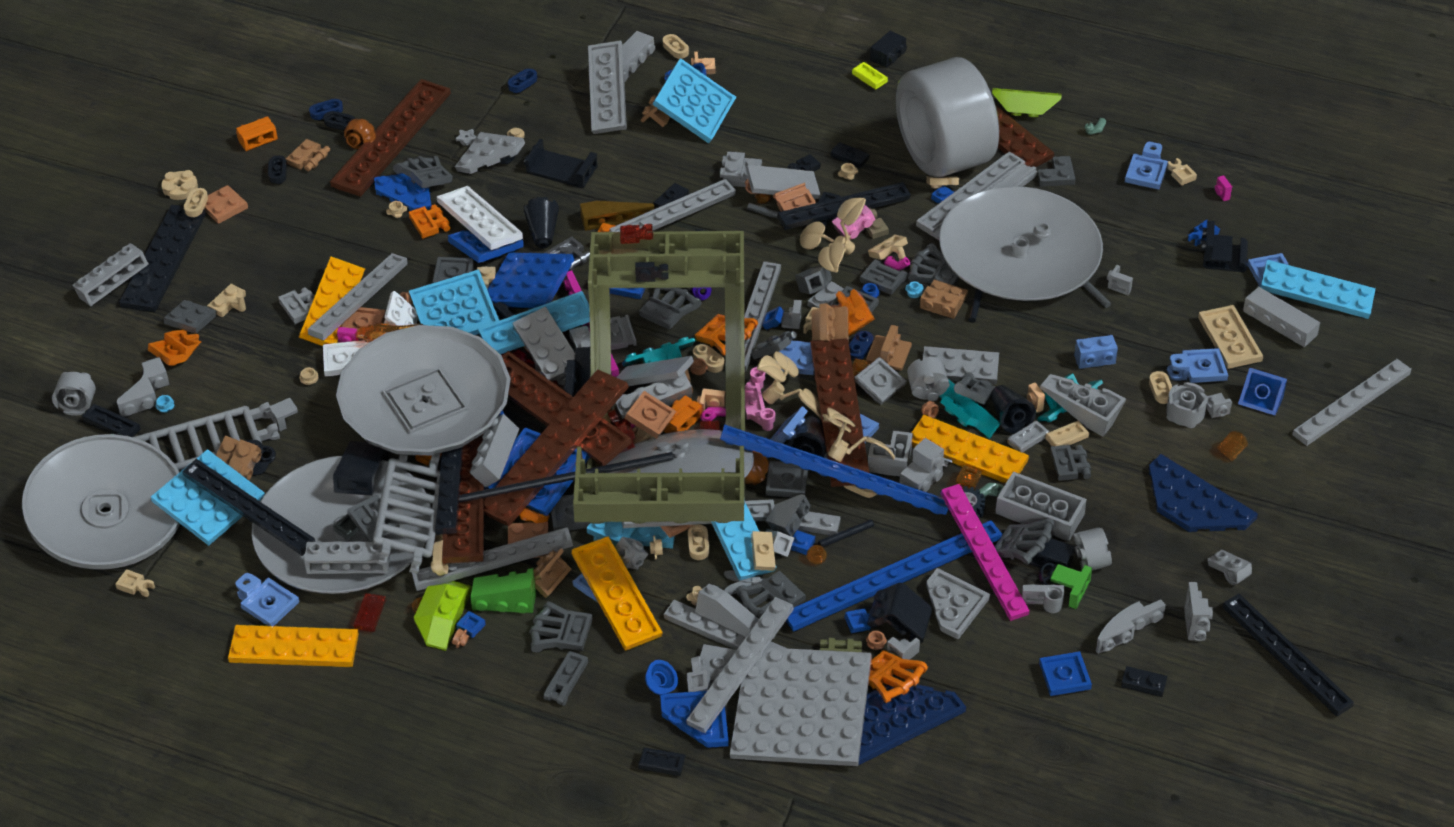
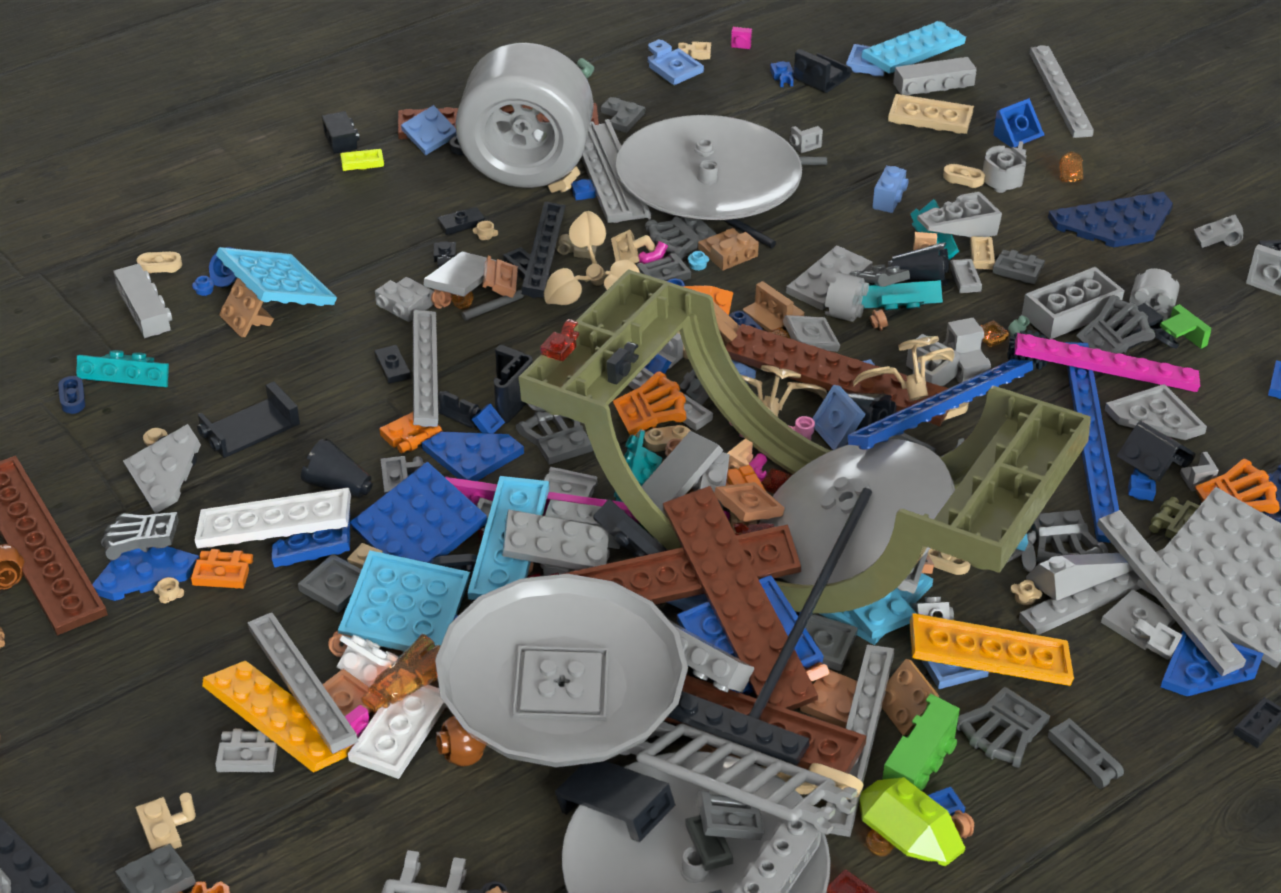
camera: 60 degrees left, 5 degrees down
(282, 410) = (438, 845): light grey panel -> none
(308, 376) = (386, 794): tan plate -> none
(466, 137) = (111, 479): light grey plate -> none
(564, 87) = (123, 369): none -> teal bracket
(607, 87) = (178, 328): light grey plate -> none
(611, 212) = (364, 423): pearl gold slope -> none
(656, 547) = (931, 589): tan plate -> none
(661, 677) = (1139, 671): blue piece -> none
(709, 63) = (204, 255): light nougat bracket -> none
(864, 221) = (569, 255): bright pink brick -> none
(876, 640) = (1175, 487): nougat plate -> none
(970, 449) = (982, 304): light orange plate -> none
(1049, 595) = (1190, 350): light grey plate -> none
(1122, 626) = (1257, 322): light grey slope -> none
(1191, 366) = (954, 144): medium blue plate -> none

